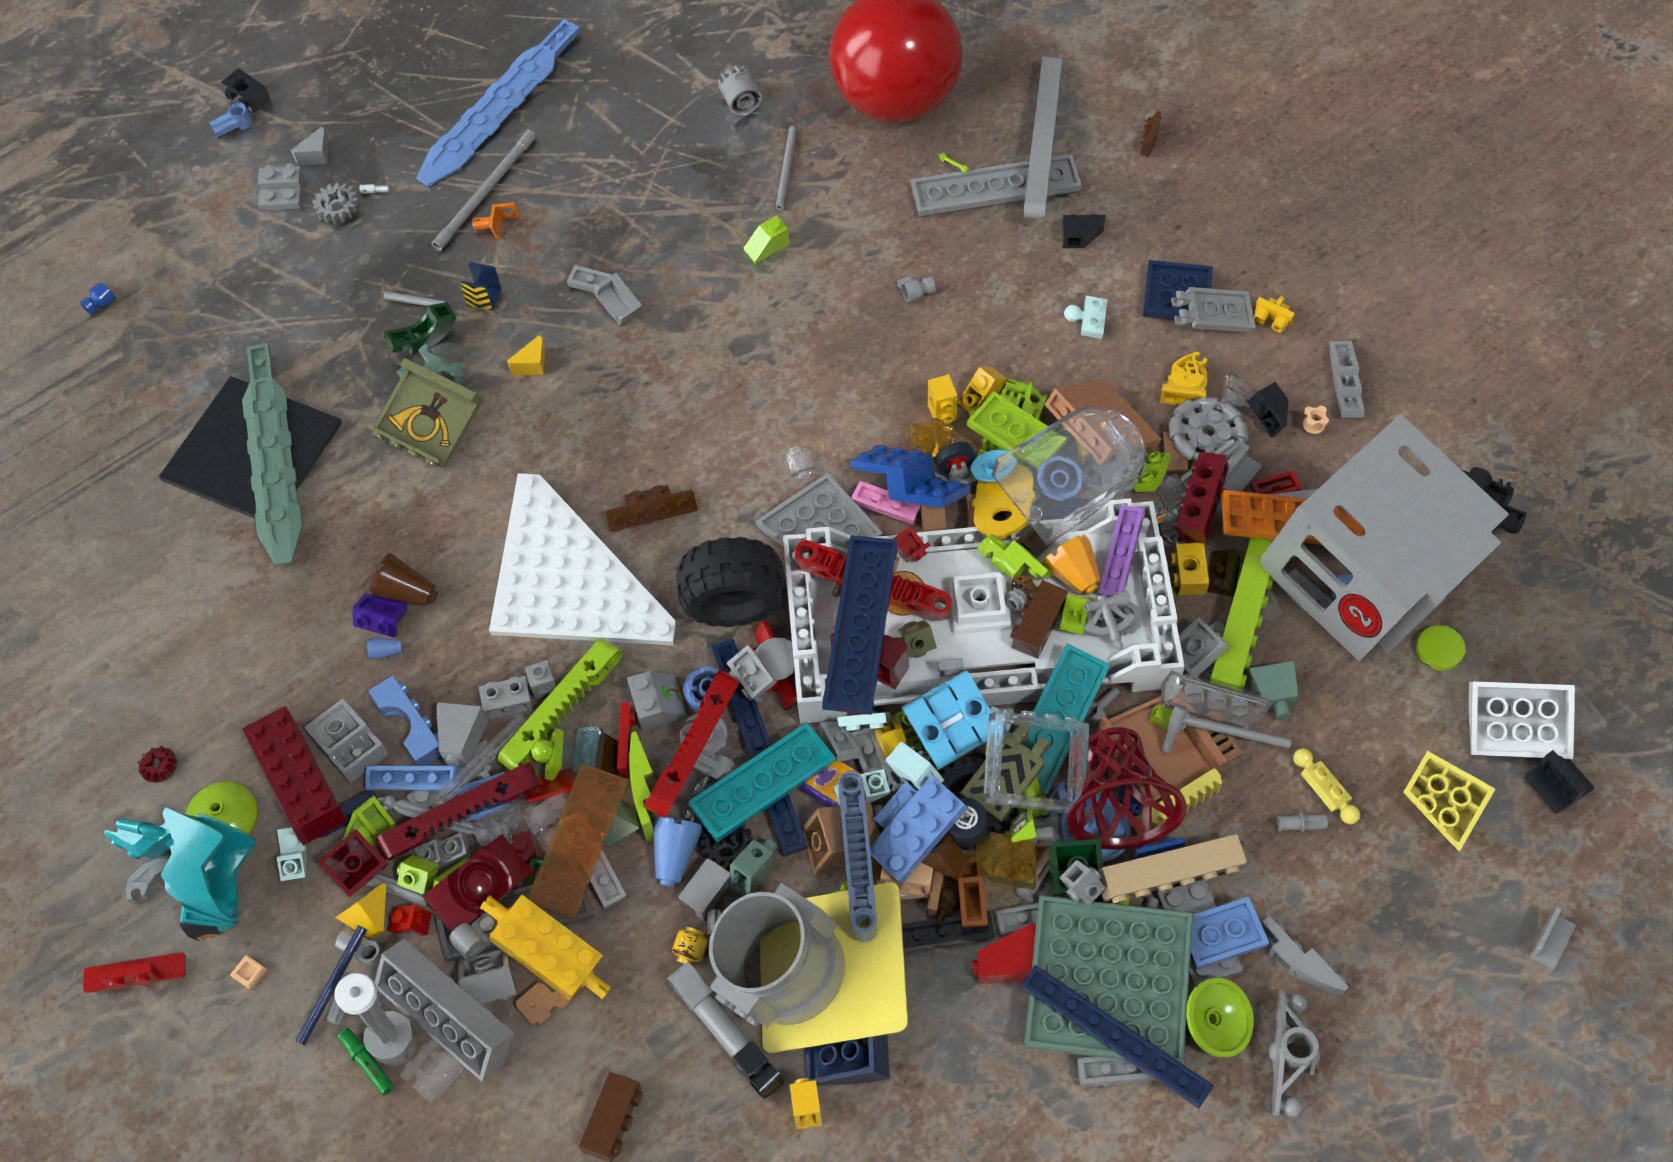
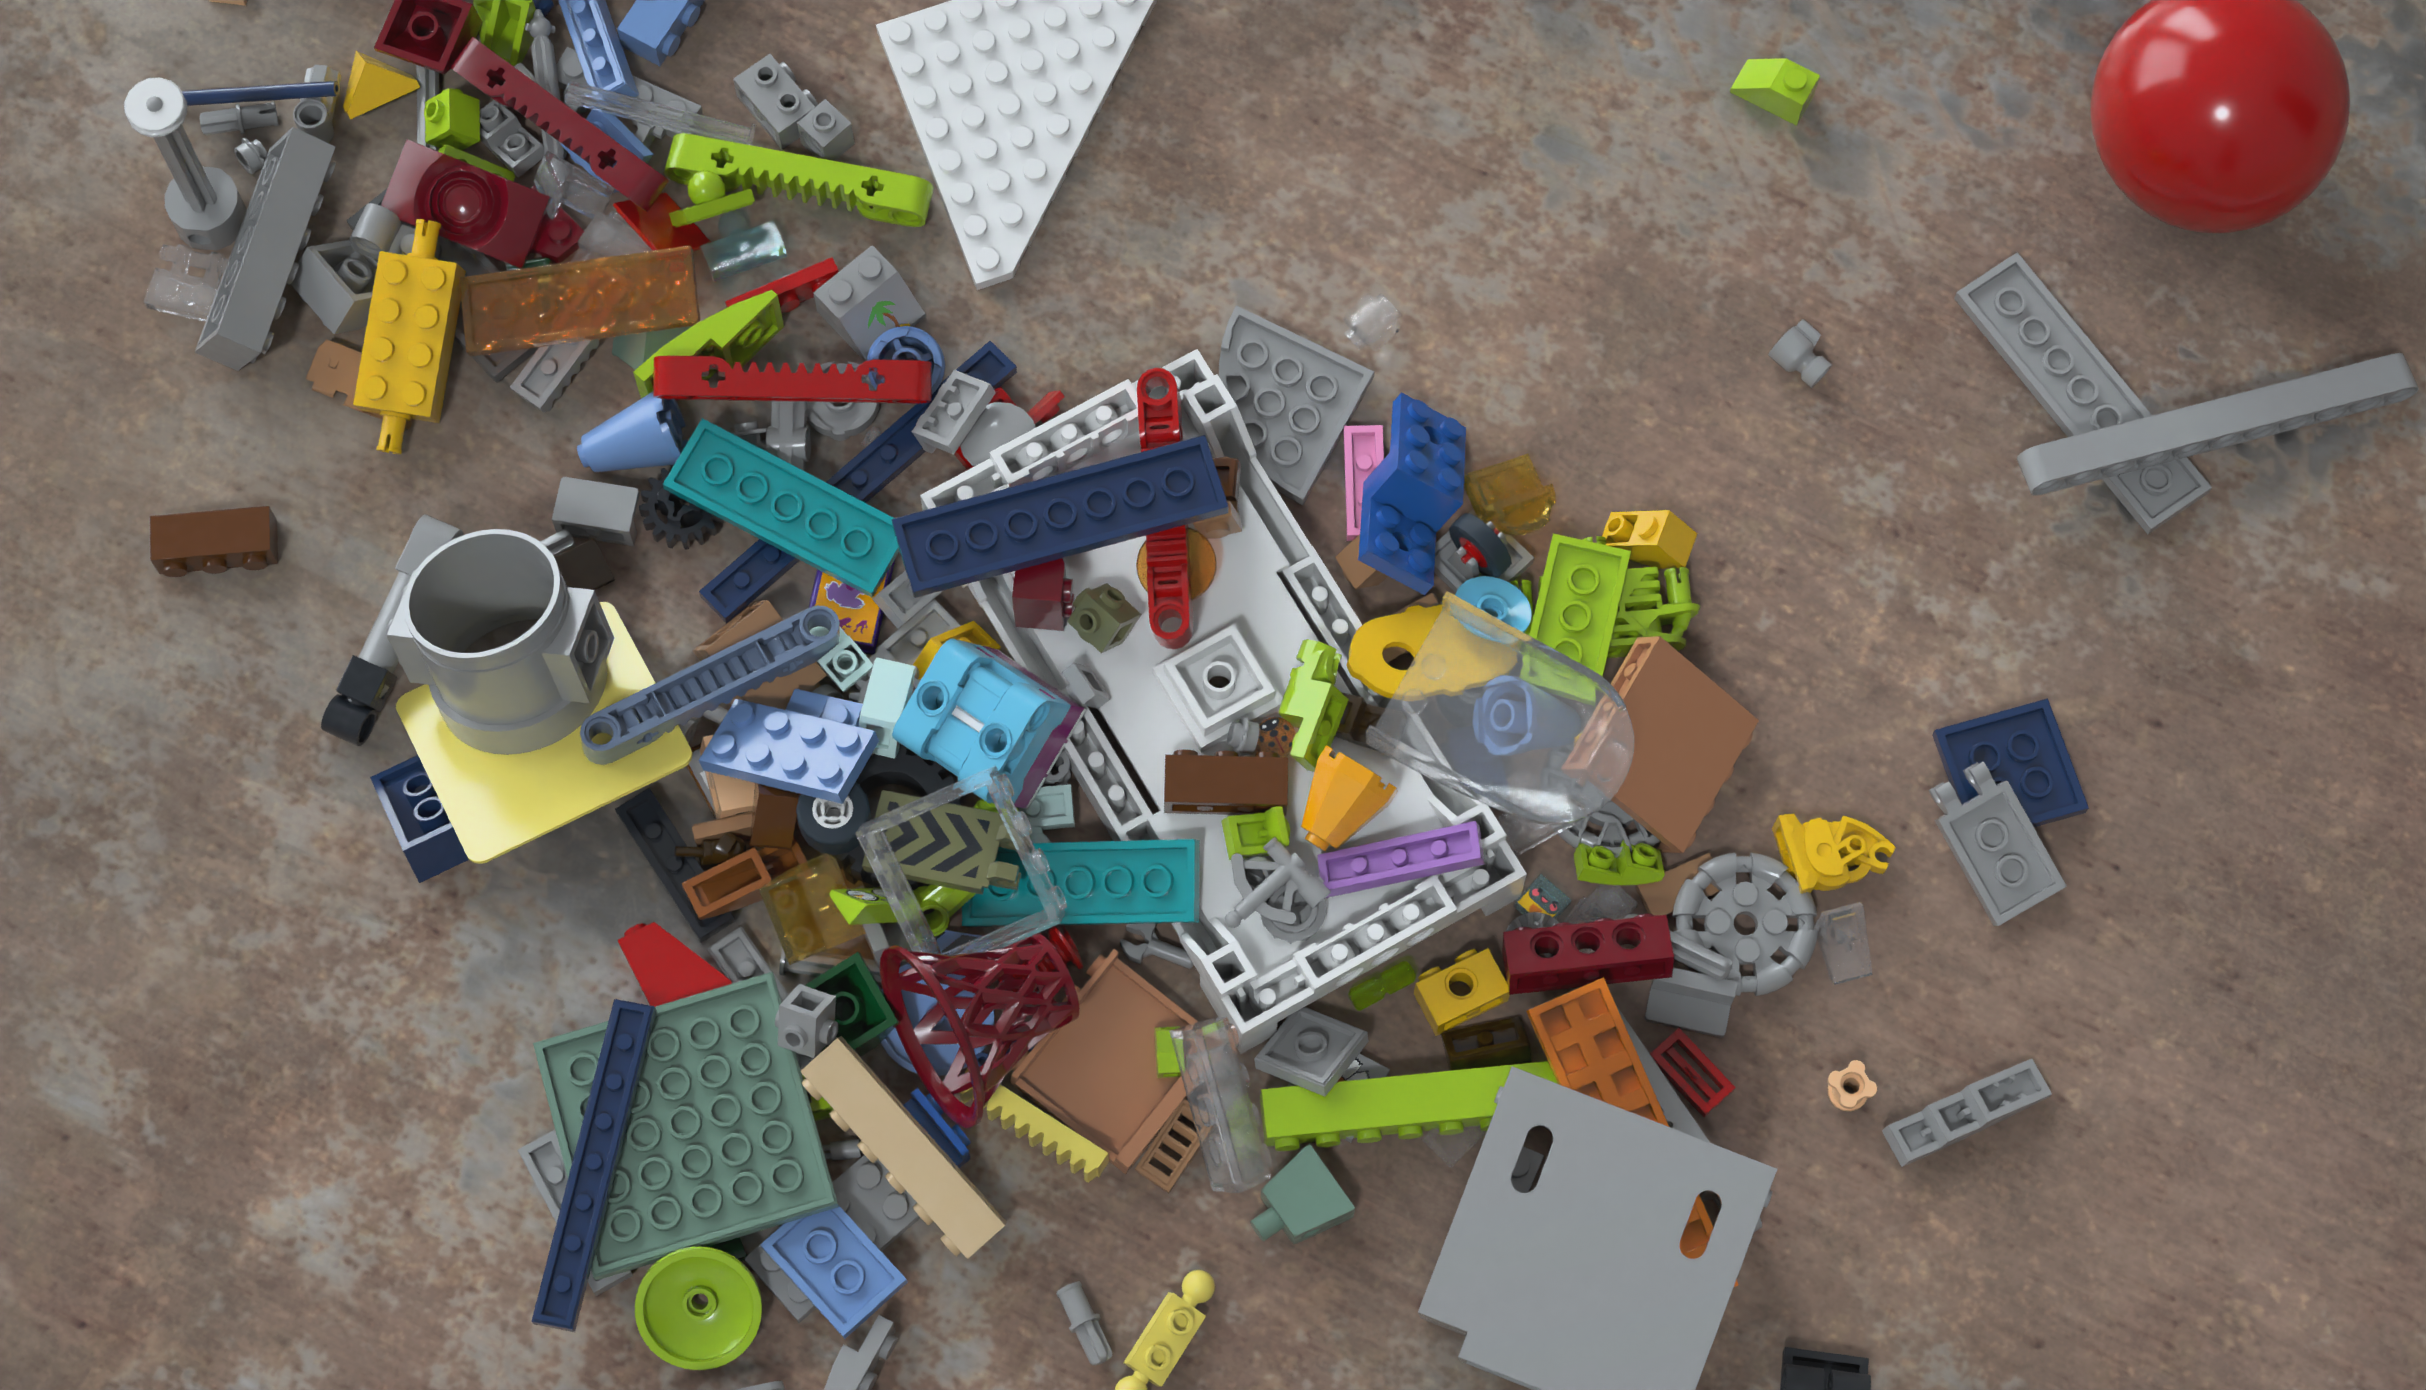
camera: 60 degrees right, 10 degrees up
(359, 1054) = (154, 210): green pin -> none
(410, 919) = (384, 145): red bracket -> none
(459, 732) = (685, 64): light grey slope -> none
(608, 754) = (736, 281): dark brown slope -> none
(650, 506) = (1192, 144): reddish brown bracket -> none
(690, 945) = (505, 516): yellow head -> none
(730, 582) = (1078, 308): black tyre -> none
(752, 867) = (656, 557): sand green torso -> none
(786, 168) = (1946, 51): light grey piece -> none
(805, 1103) = (329, 783): yellow brick -> none
(875, 720) = (962, 618): light aqua plate -> none
(911, 545) = (1271, 541): red bracket -> none
(942, 399) = (1587, 483): yellow brick -> none
(964, 168) = (2082, 327): lime hinge -> none
(1081, 229) = (2054, 565): black slope -> none
(1092, 316) = (1886, 654): light aqua plate -> none
(1151, 134) = (2343, 600): reddish brown slope -> none
(1181, 717) = (1161, 1067): light grey bar -> none
(1271, 408) = (1838, 1005): black slope -> none
(1275, 311) = (2037, 962): yellow hips -> none

